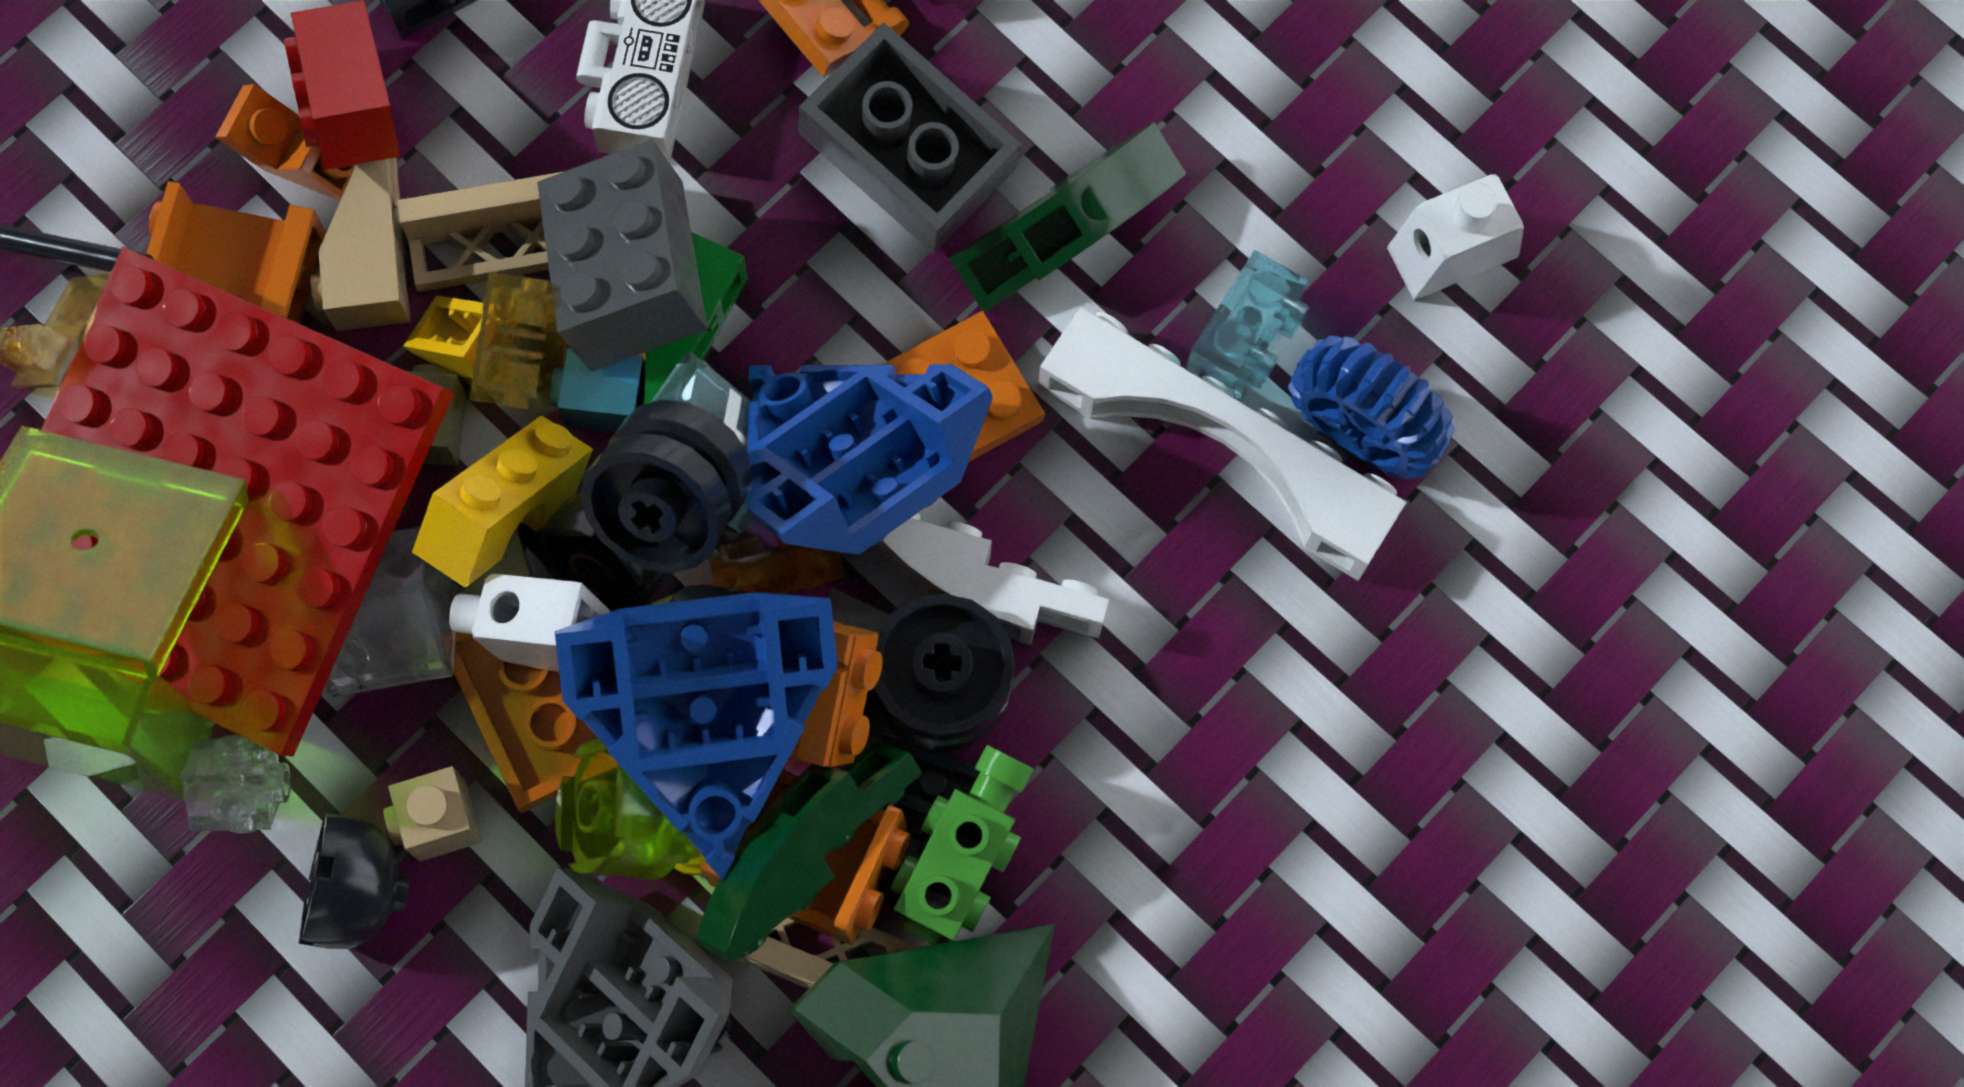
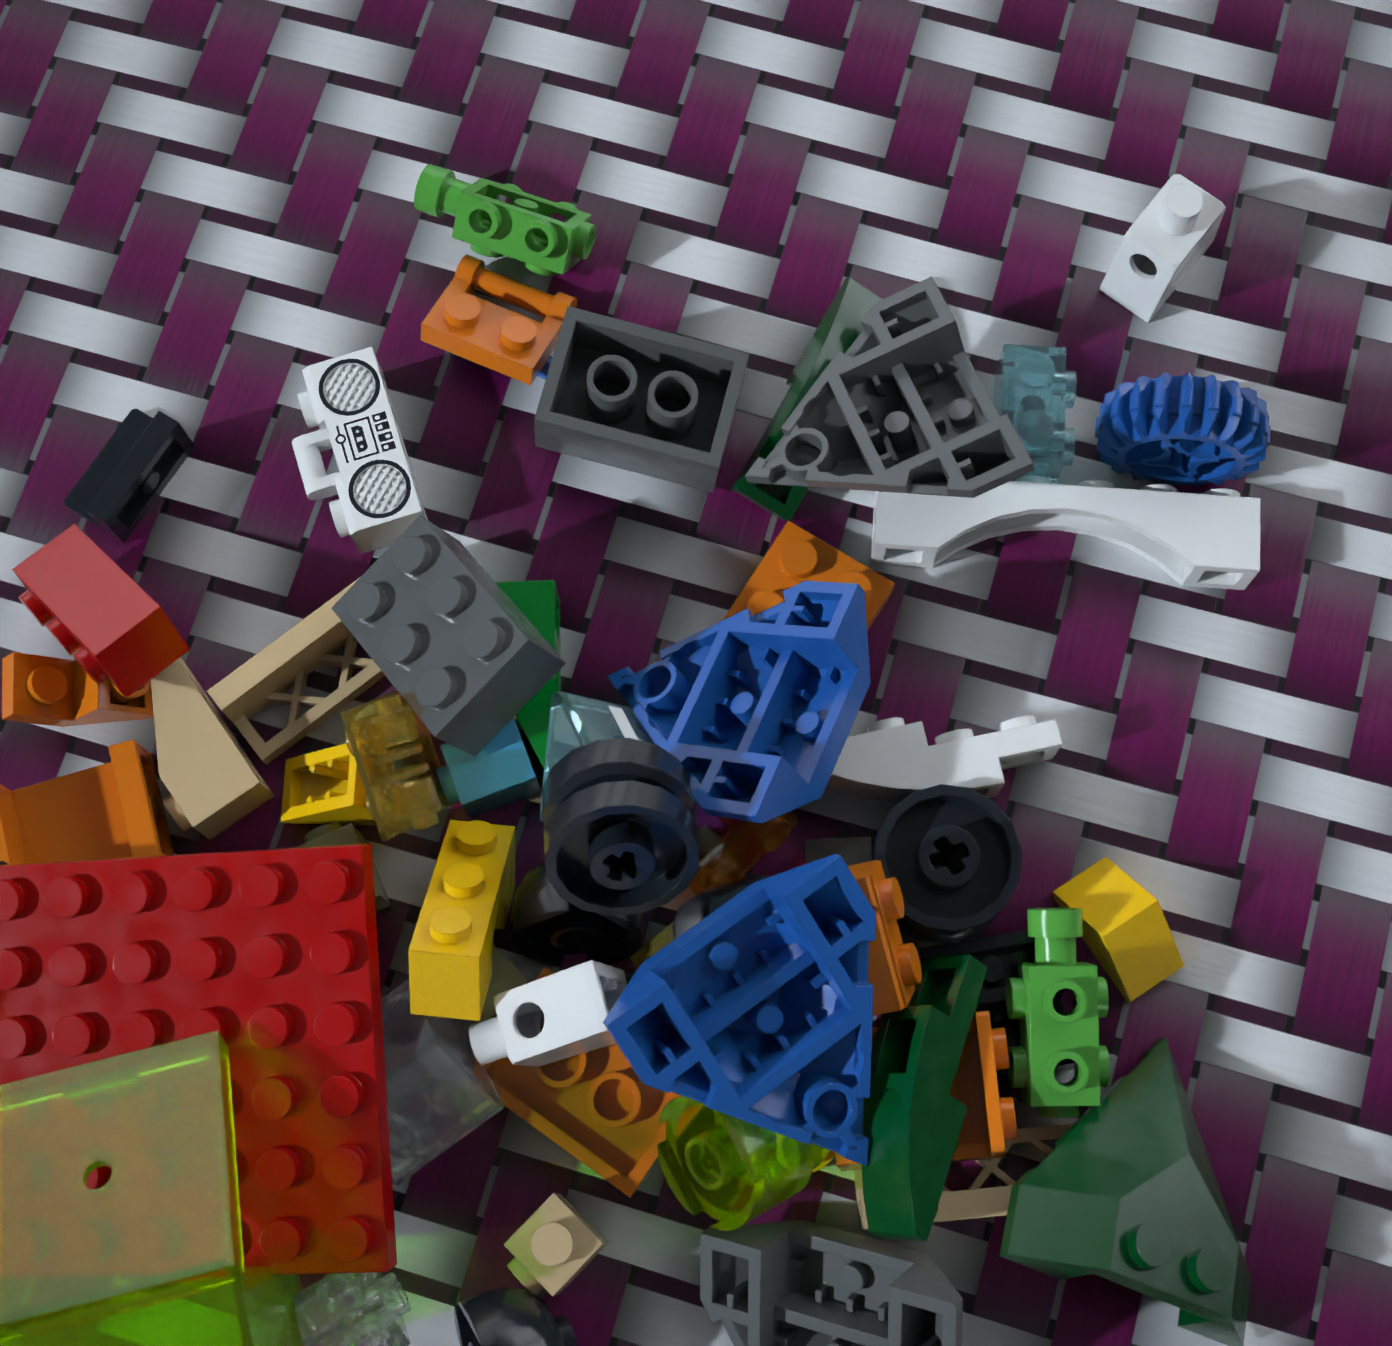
camera: 20 degrees left, 0 degrees up
(1069, 812) = (1122, 927): none -> yellow slope
(1121, 260) = (899, 412): none -> dark grey wedge

